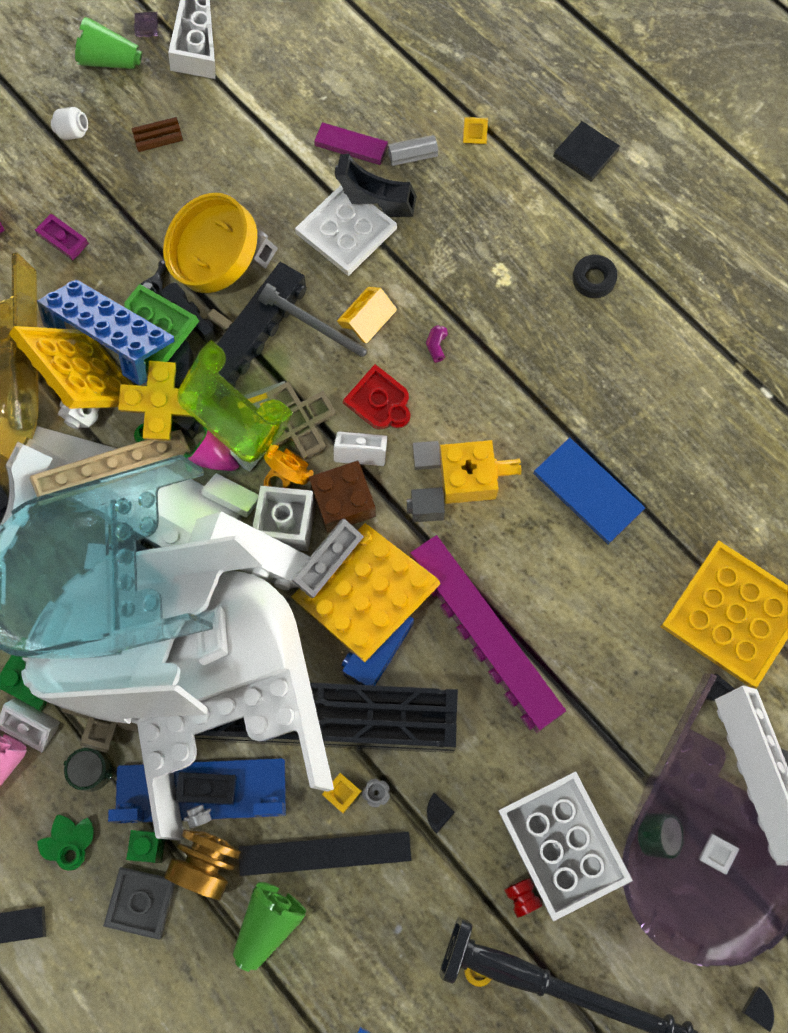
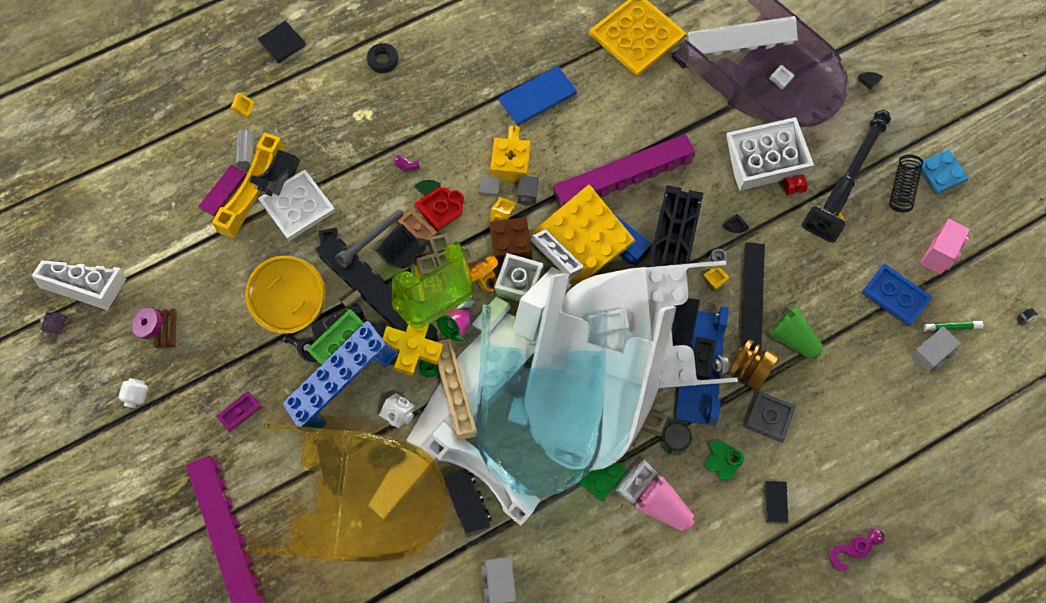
camera: 80 degrees left, 5 degrees down
(72, 365) = (370, 399): yellow plate -> none
(104, 47) = (70, 354): bright green cone -> none
(145, 847) = (735, 403): green brick -> none
(157, 112) = (146, 323): none -> piece
(255, 757) = (686, 323): none -> black tile
(304, 361) = (401, 248): none -> black bracket
(311, 160) = (232, 215): none -> yellow arch
(312, 276) = (325, 234): none -> black tile
(342, 377) = (417, 226): none -> medium nougat plate
(365, 448) = (474, 226): white slope -> none
(368, 313) = (370, 203): yellow panel -> none
(388, 478) = (502, 209): none -> yellow bracket
(407, 377) = (427, 186): none -> dark green tile
(661, 835) = (770, 99): clear green piece -> none

